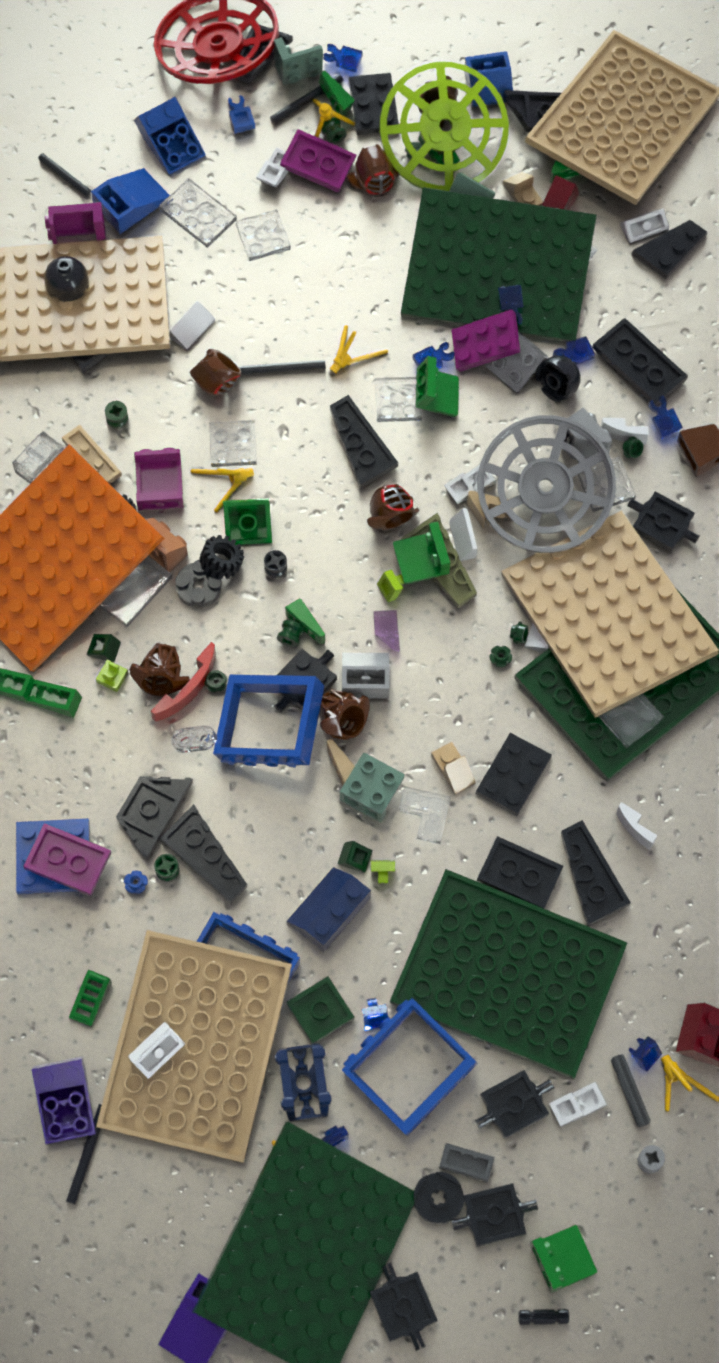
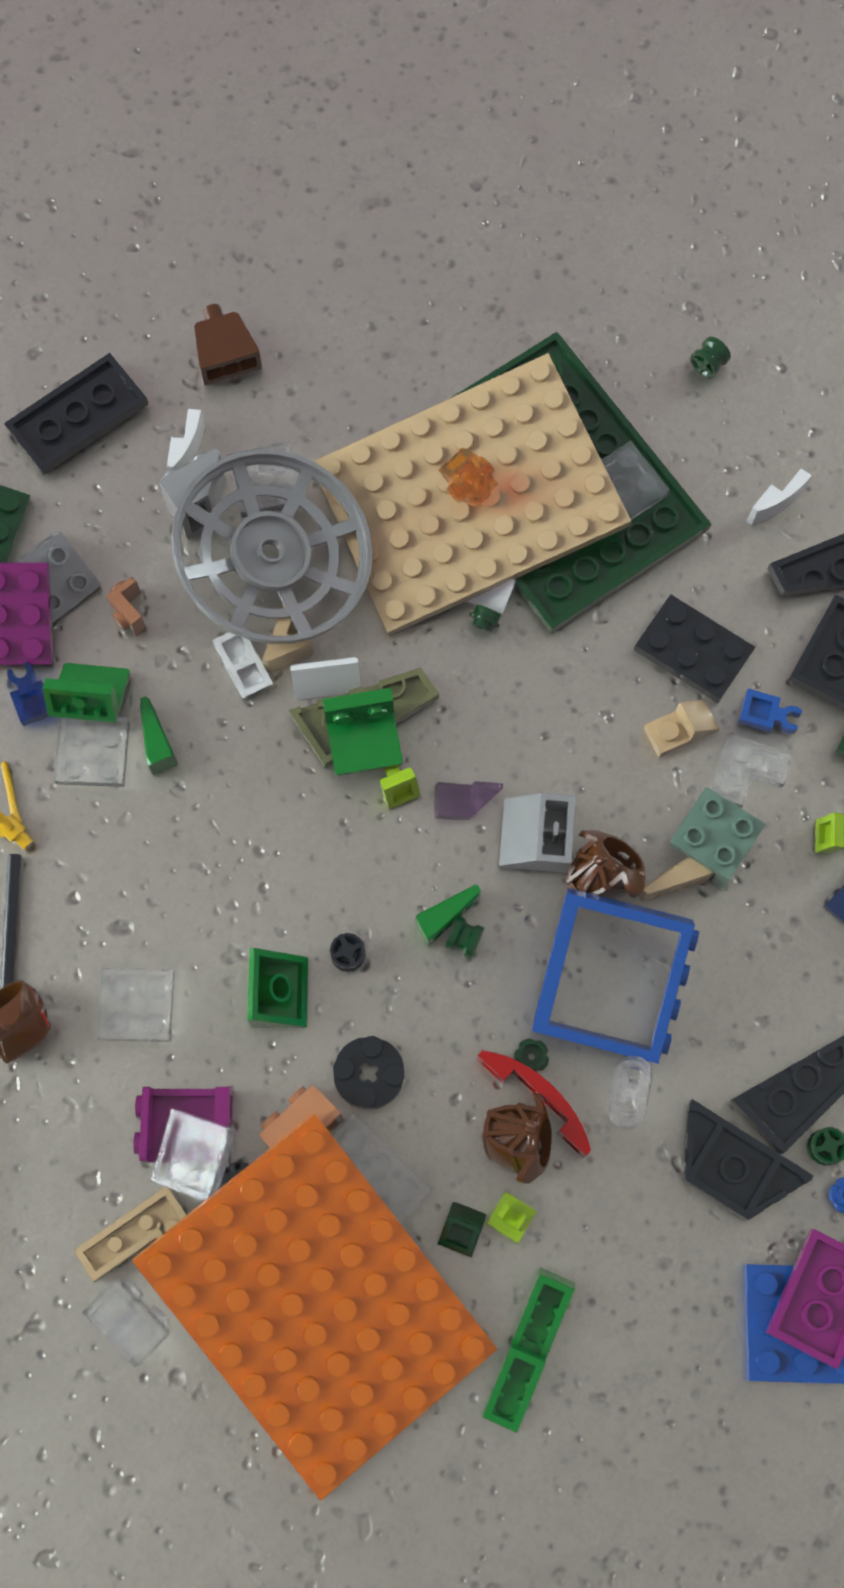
camera: 85 degrees left, 5 degrees up
(116, 420) = (68, 1187): dark green wheel -> none
(139, 480) = (193, 1155): none -> clear plate
(217, 565) = (343, 1046): black tyre -> none
(236, 477) = (192, 1005): yellow plant -> none
(305, 665) = (531, 921): black plate -> none
(355, 856) = (810, 874): dark green slope -> none
(362, 444) = (161, 809): black wing -> none
(391, 508) = (277, 773): reddish brown piece -> none
(409, 435) = (157, 747): none -> green slope
(469, 820) = (763, 712): none -> blue plate
(496, 660) = (517, 655): dark green plate -> none
(502, 403) = (125, 613): none -> nougat bracket
(559, 377) = (91, 520): black cylinder -> none
(577, 350) = (46, 497): clear blue plate -> none
(610, 600) = (468, 477): none -> clear orange brick
(632, 447) = (212, 437): dark green plate -> none
(663, 521) = (330, 412): black plate -> none
(666, 420) = (175, 388): clear blue plate -> none

